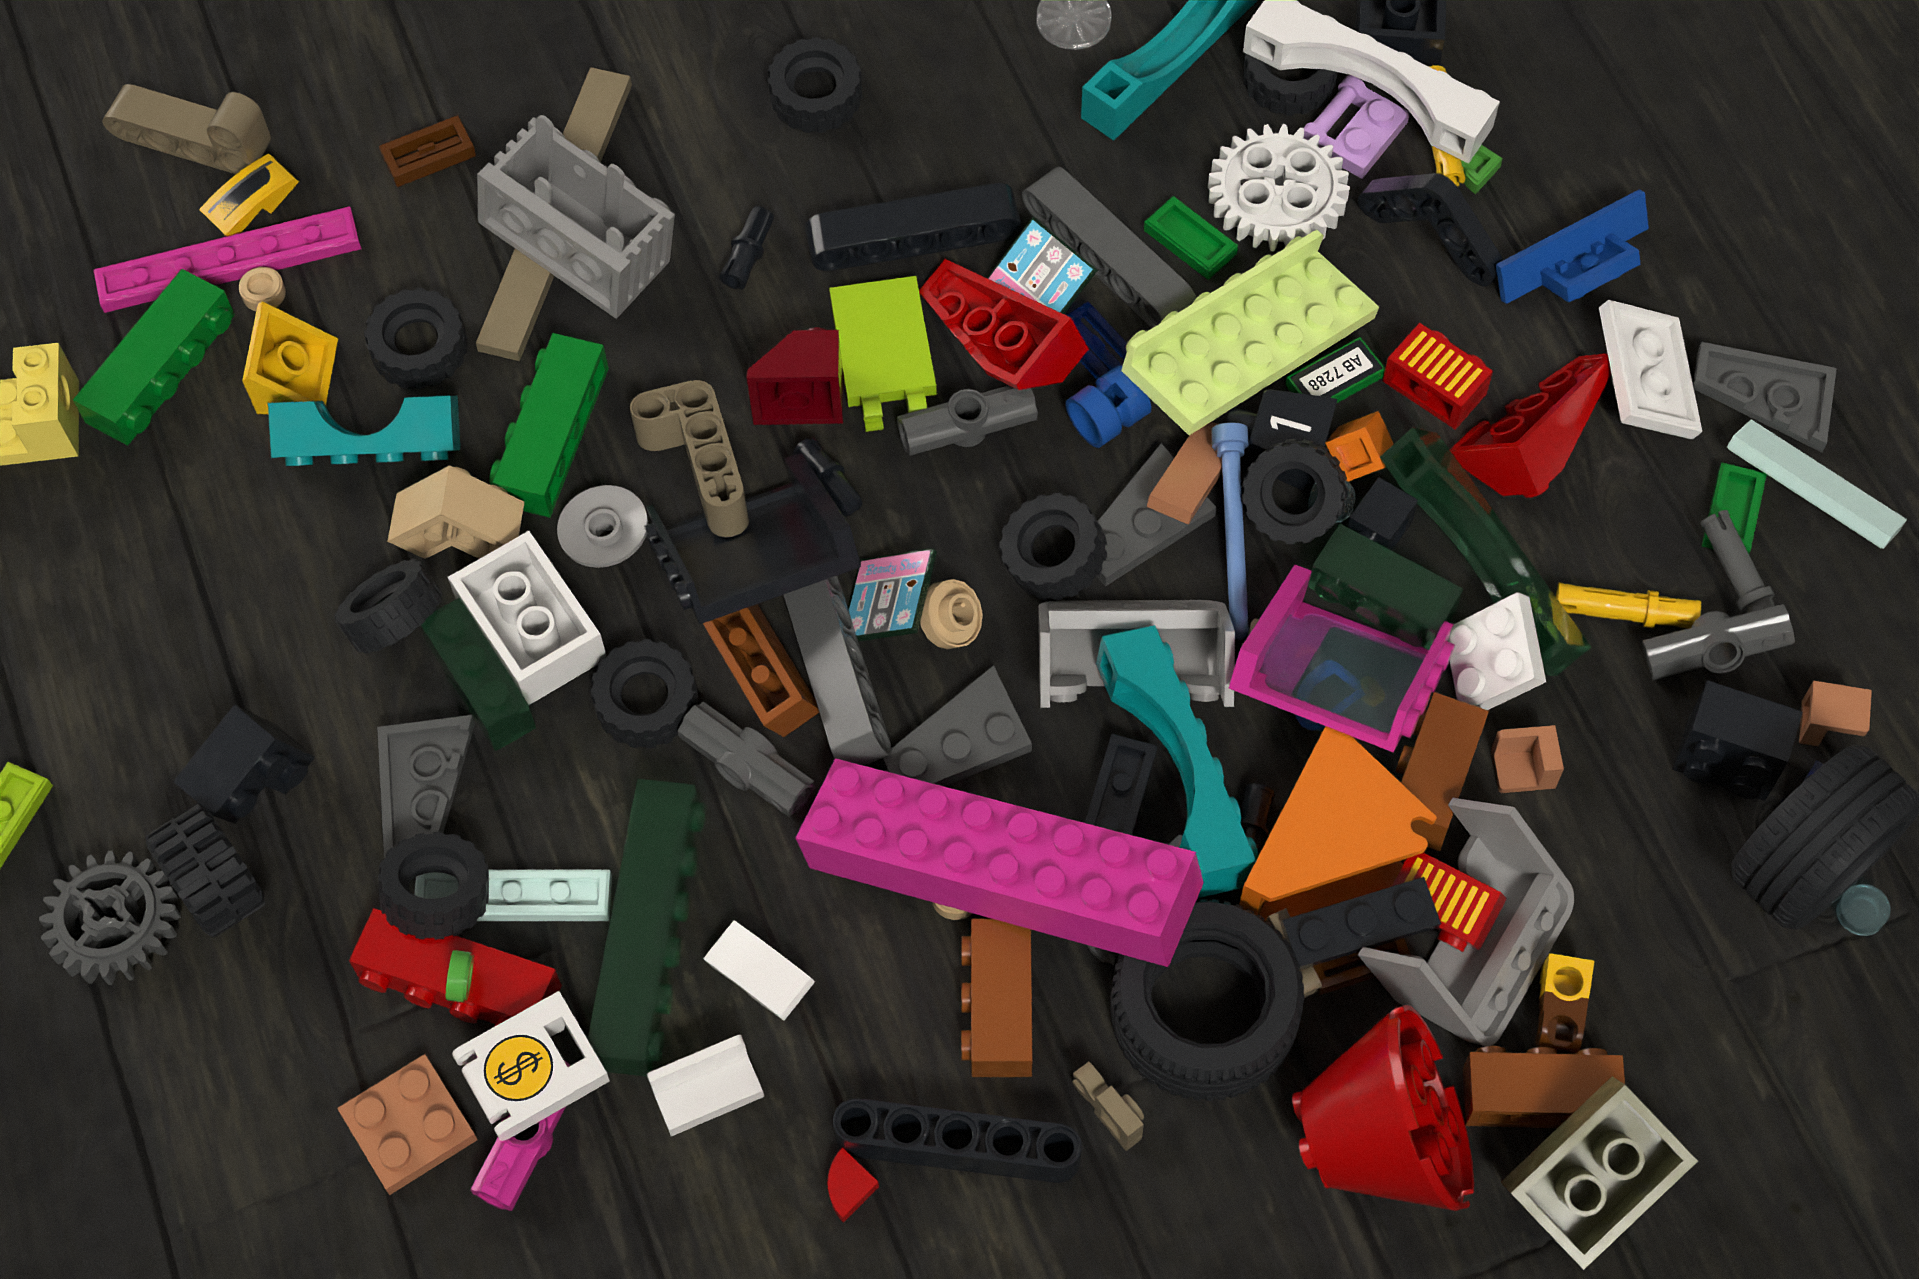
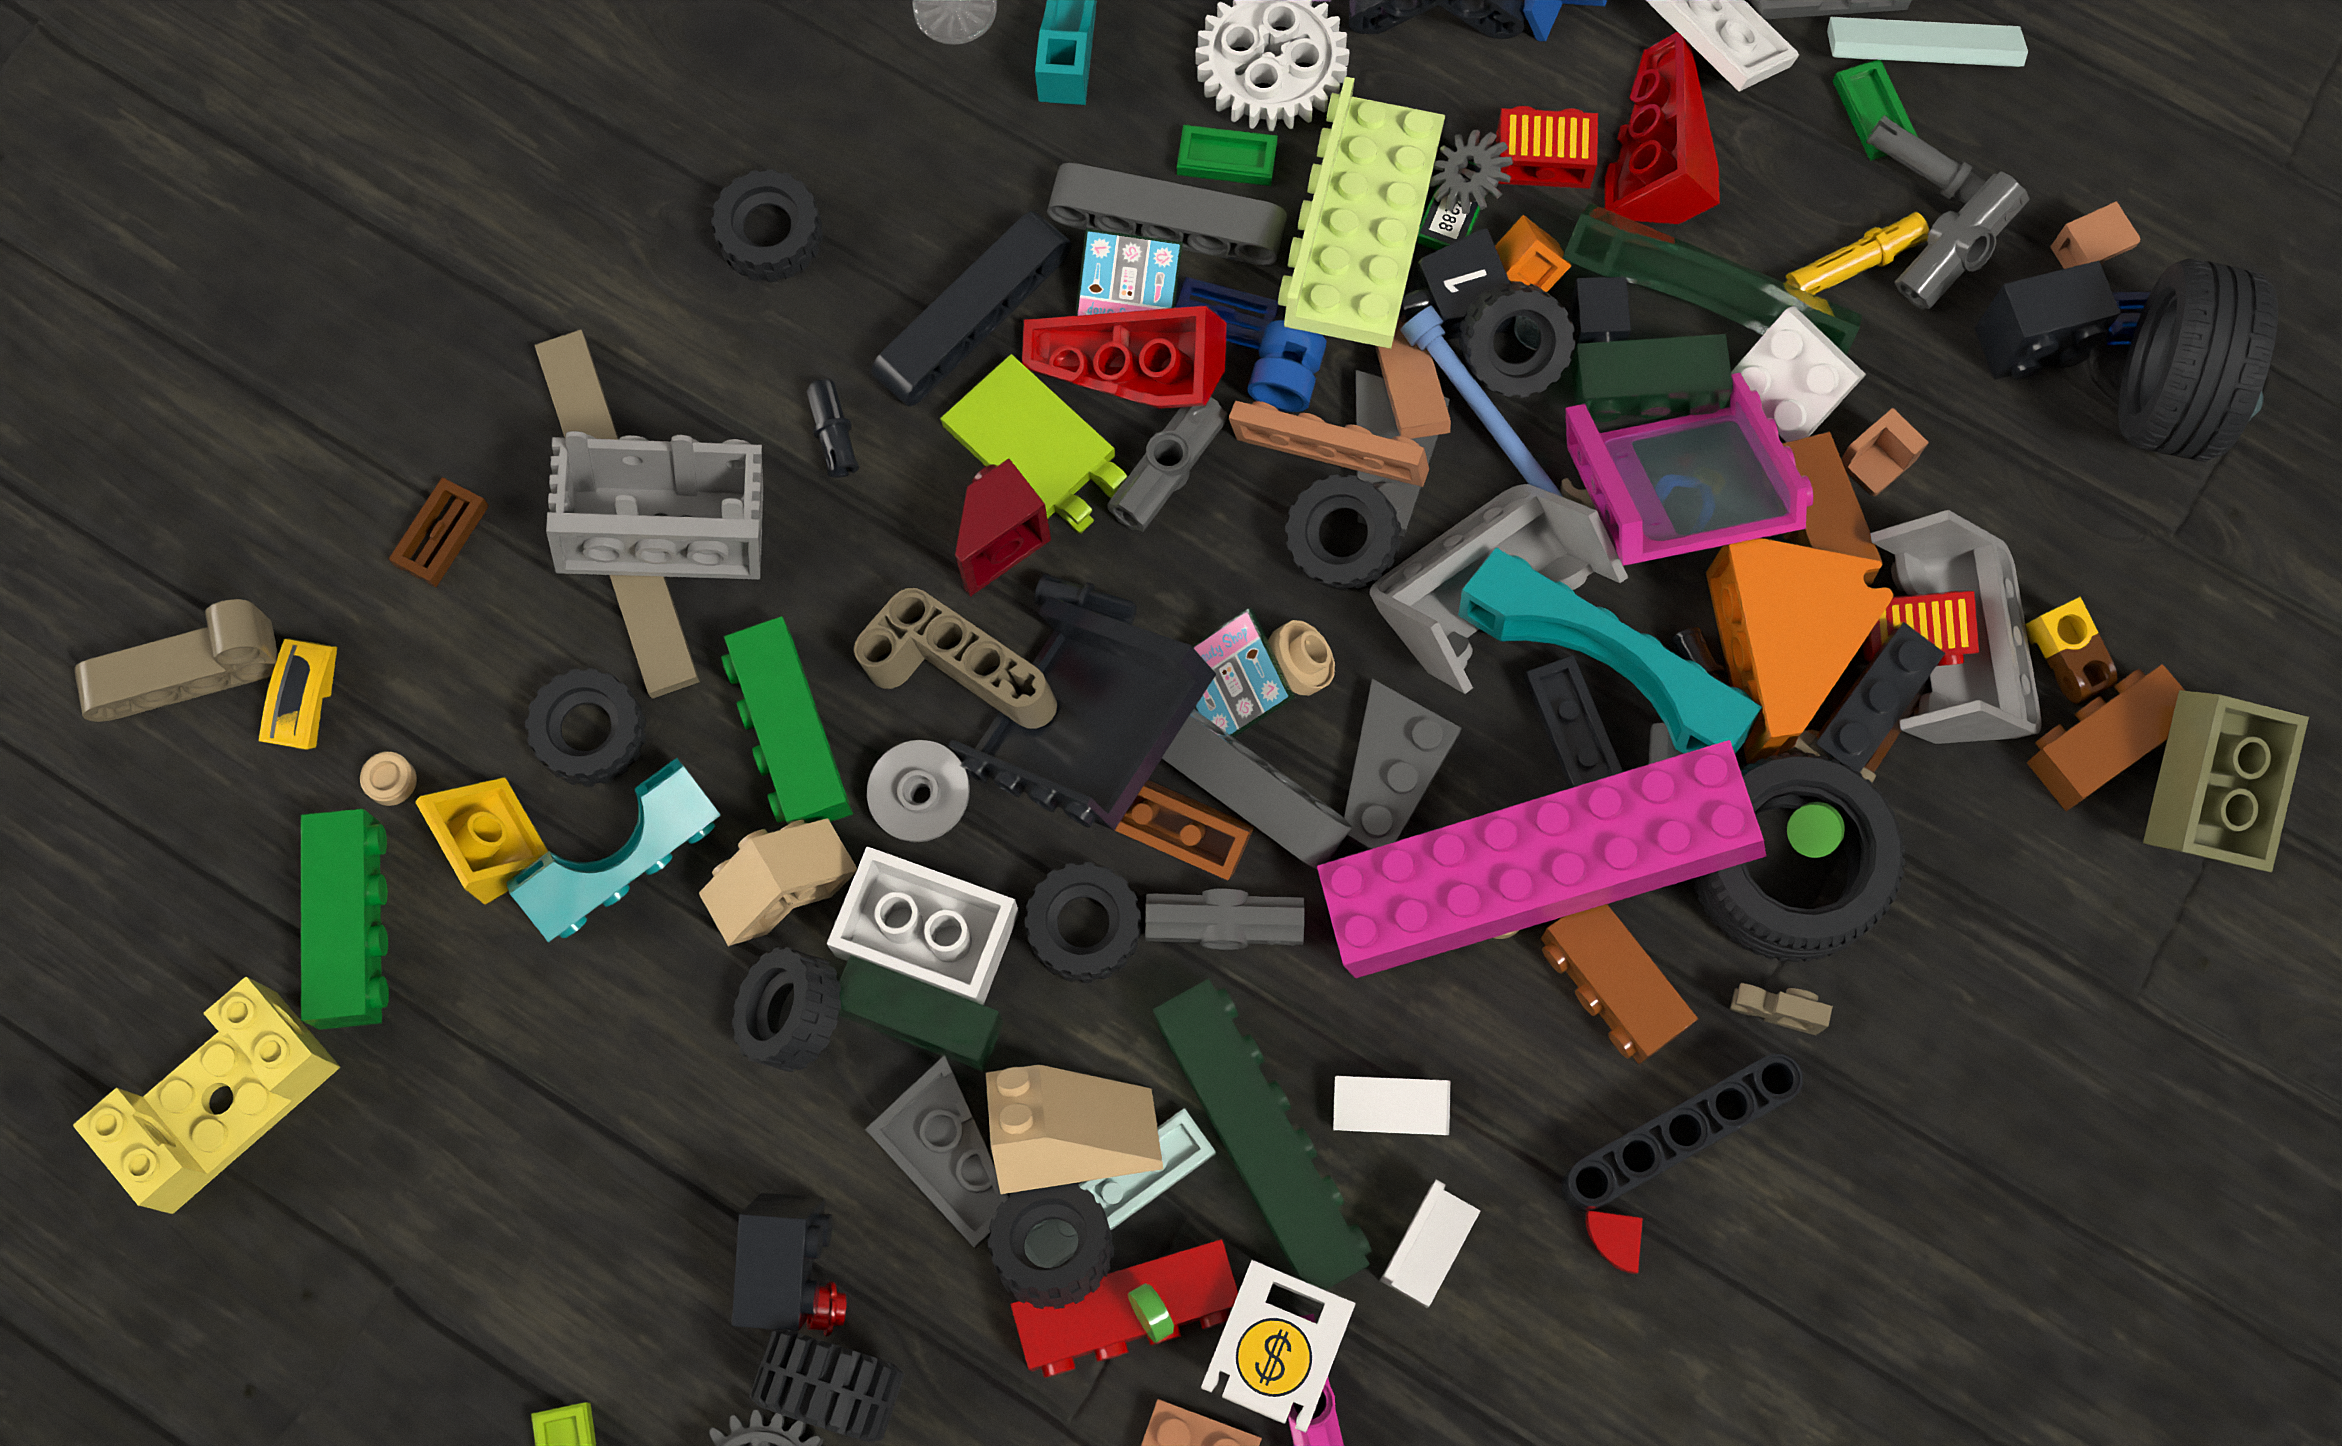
camera: 35 degrees left, 10 degrees up
(229, 257) = (326, 772): dark pink tile -> none
(253, 830) = (830, 1310): none -> red plate
(510, 815) = (1068, 1128): none -> tan slope
(1085, 467) = (1341, 446): none -> nougat plate
(1225, 976) = (1815, 829): none -> bright green tile
(1377, 344) = (1481, 183): none -> dark grey gear
(1386, 1121) = (2030, 862): red cone -> none

